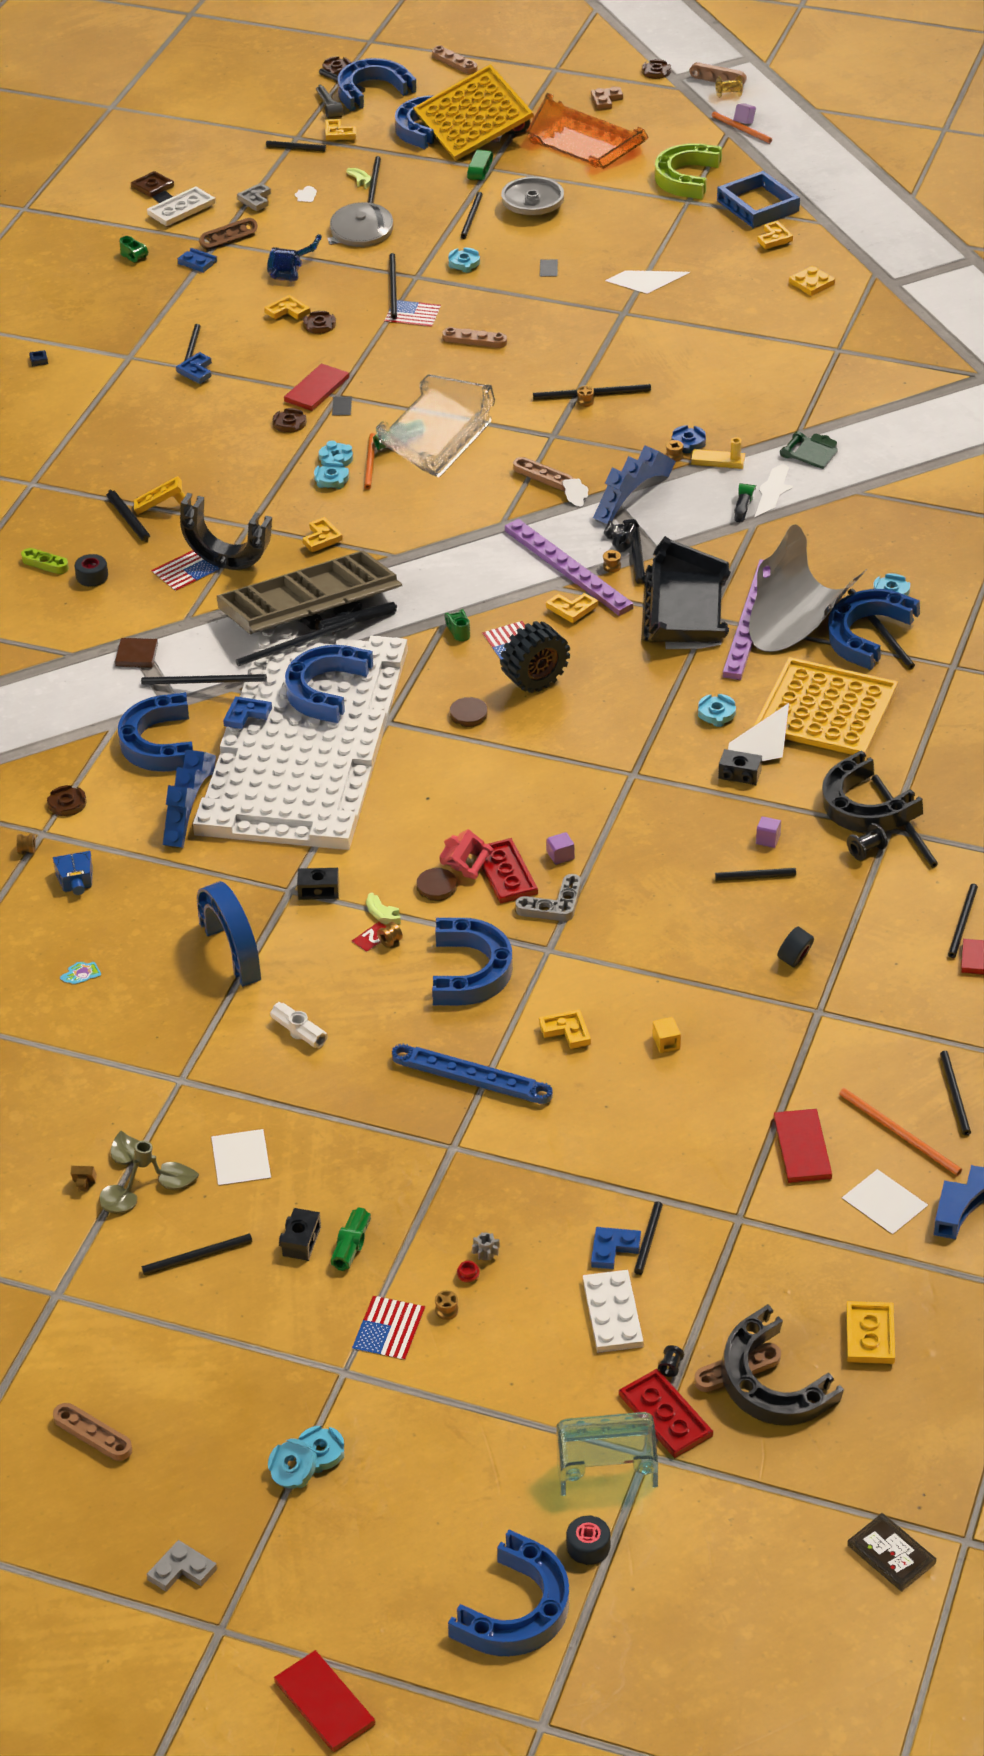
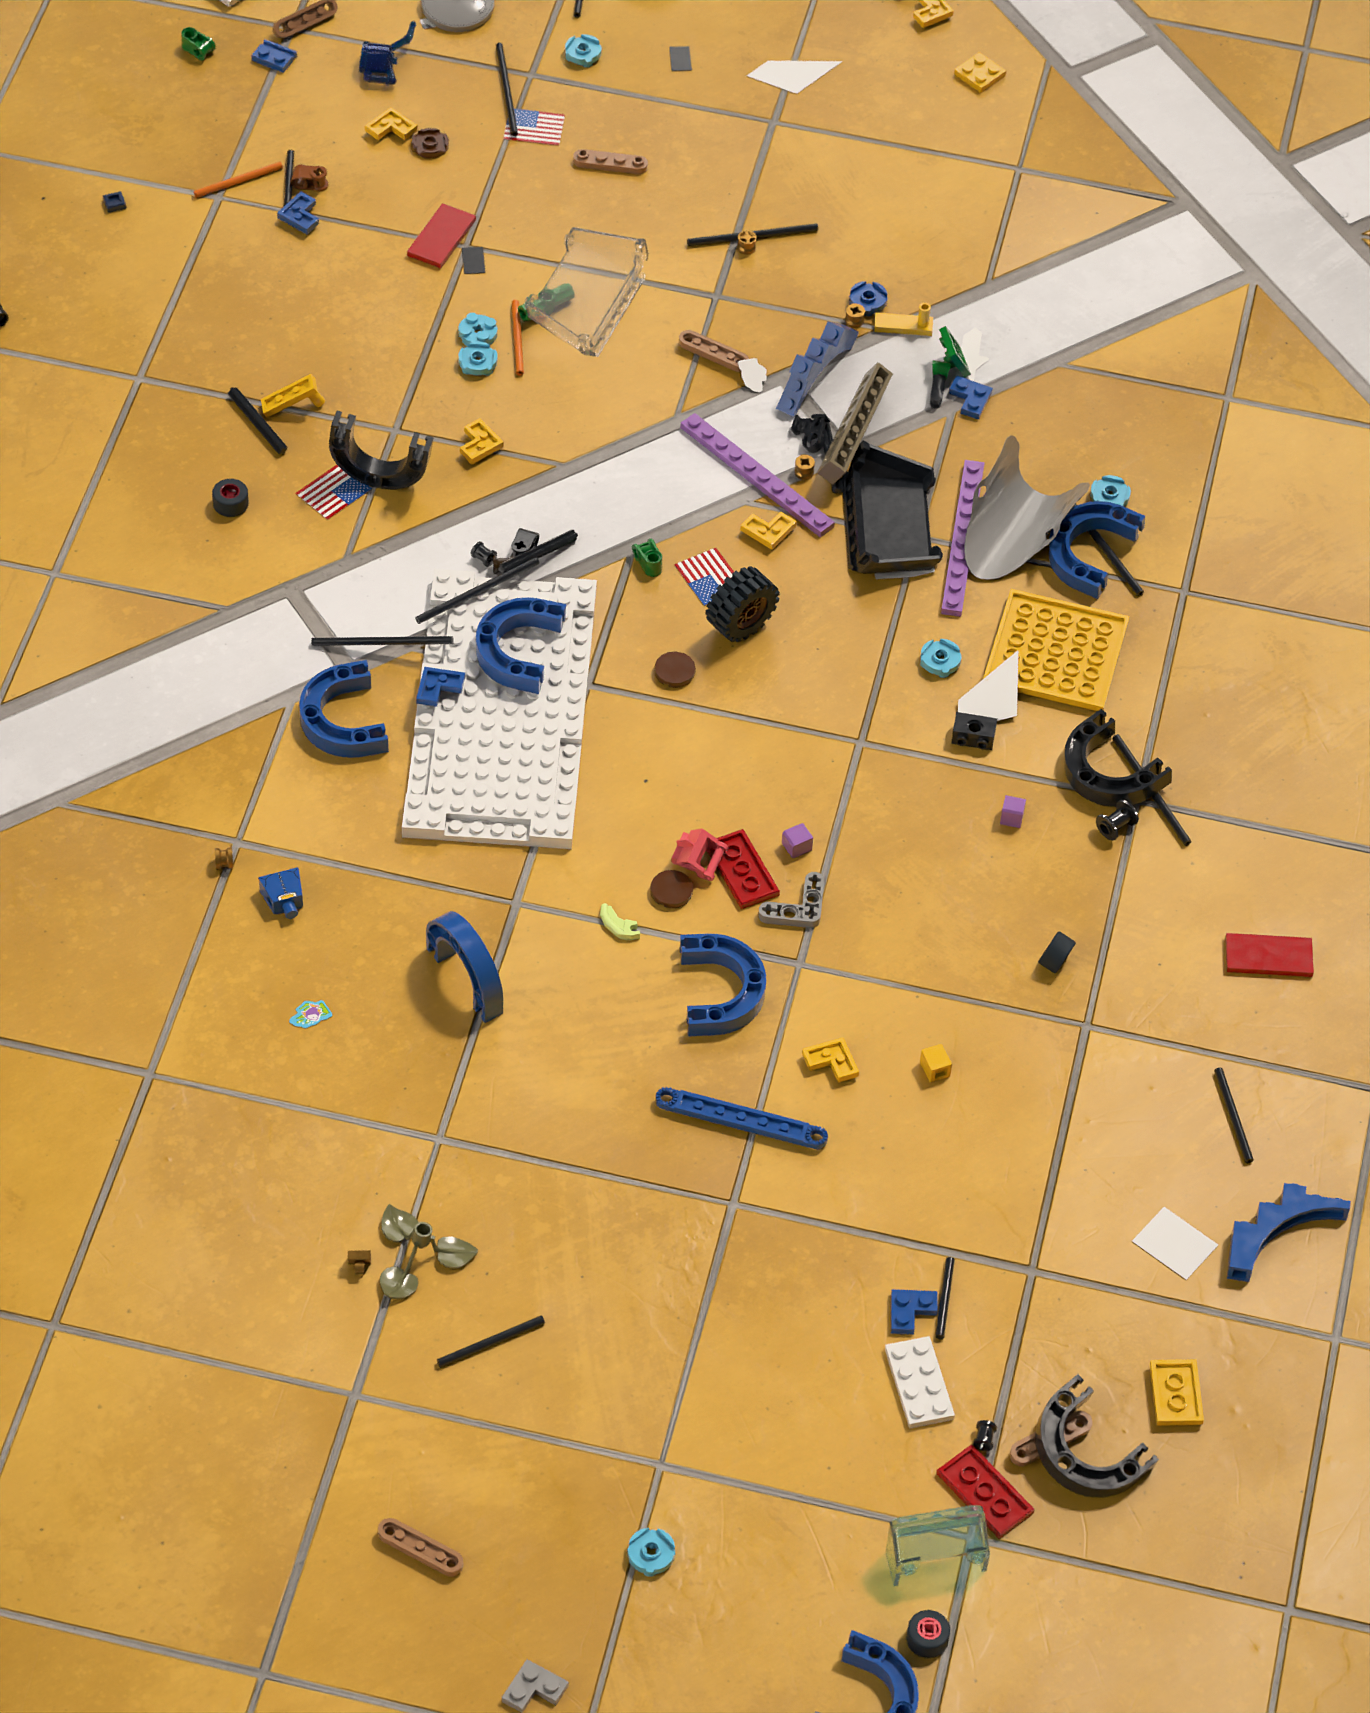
camera: 10 degrees left, 10 degrees up
(55, 564) = (187, 490): lime beam -> none
(66, 800) = (256, 800): reddish brown tile -> none
(136, 652) = (299, 605): reddish brown tile -> none
(148, 344) = (238, 179): none -> orange piece
(181, 797) = (388, 793): blue arch -> none
(209, 342) = (308, 177): none -> dark orange piece
(241, 1157) = (516, 1226): white sticker -> none
(289, 420) = (417, 283): reddish brown tile -> none
(298, 1025) = (545, 1063): white piece -> none
(300, 1234) = (594, 1326): black brick -> none
(303, 1470) = (634, 1583): medium azure plate -> none
(307, 592) = (479, 524): dark tan door -> none
(318, 883) = (547, 895): black brick -> none
(350, 1239) = (646, 1316): green piece -> none
(369, 938) = (613, 955): red sticker -> none
(388, 1327) = (697, 1412): sticker -> none
(389, 934) = (632, 954): pearl gold wheel -> none
(446, 1305) = (751, 1380): pearl gold wheel -> none
(468, 1271) = (769, 1347): red plate -> none
(485, 1246) = (784, 1318): light grey gear -> none
(660, 526) = (855, 423): none -> dark tan brick
(755, 874) = (1004, 862): black bar -> none
(759, 477) = (954, 352): none -> green hinge
(774, 511) = (974, 393): none -> blue plate
(802, 1145) = (1087, 1184): red tile -> none
(814, 450) = (1008, 309): piece -> none
(891, 1552) = (1219, 1626): tile -> none
(946, 1163) = (1182, 1162): orange piece -> none
(962, 920) = (1220, 926): black piece -> none

